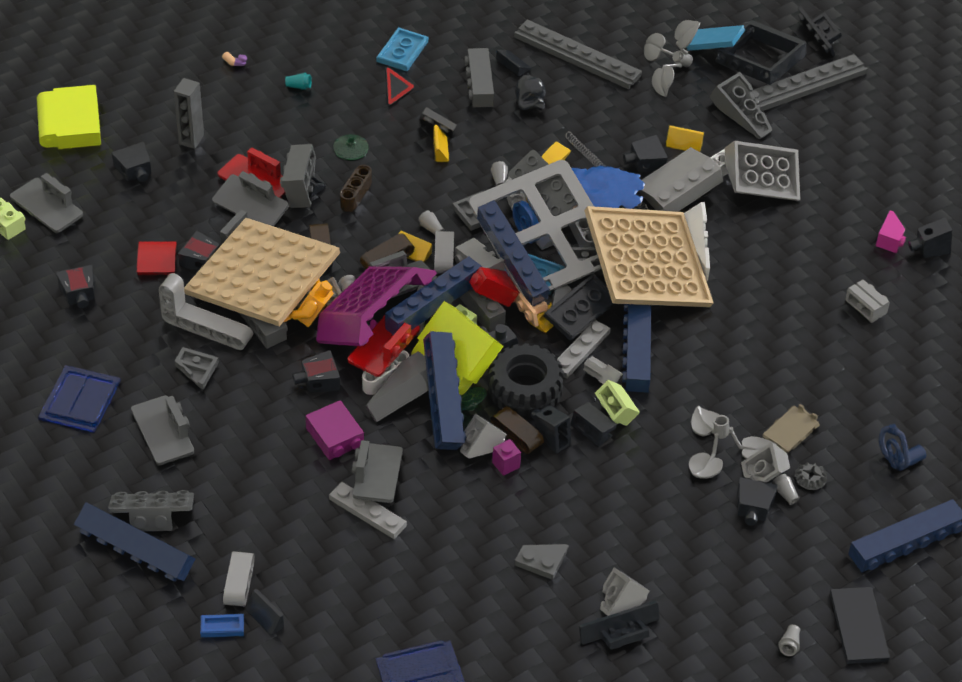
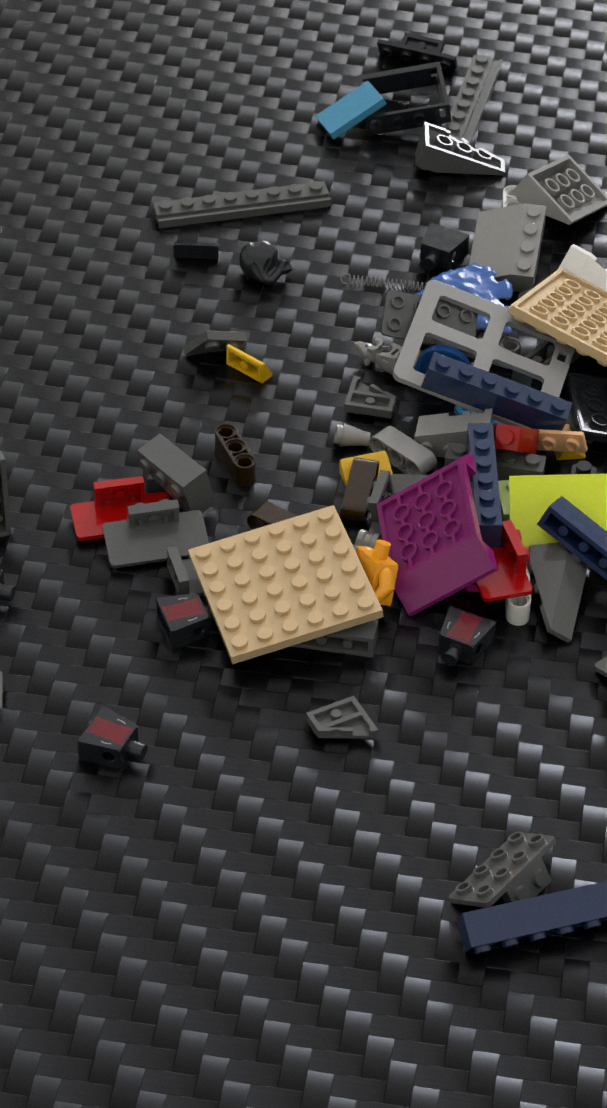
camera: 45 degrees left, 5 degrees down
(79, 398) = (275, 841): clear blue piece -> none
(156, 258) = (144, 656): red slope -> none
(164, 428) = (403, 796): dark grey bracket -> none
(197, 320) = (257, 685): light grey beam -> none
(299, 81) = (24, 398): teal cone -> none
(334, 430) = (555, 673): magenta brick -> none
(350, 147) = (165, 422): clear green dish -> none
(395, 86) = (127, 338): piece -> none
(402, 49) = (74, 305): dark azure tile -> none
(479, 77) = (193, 280): dark grey brick -> none
(499, 172) = (341, 350): light grey cone -> none
(555, 153) = (367, 305): yellow slope -> none
(654, 45) = (306, 149): light grey plant -> none
(684, 138) = (451, 212): yellow slope -> none

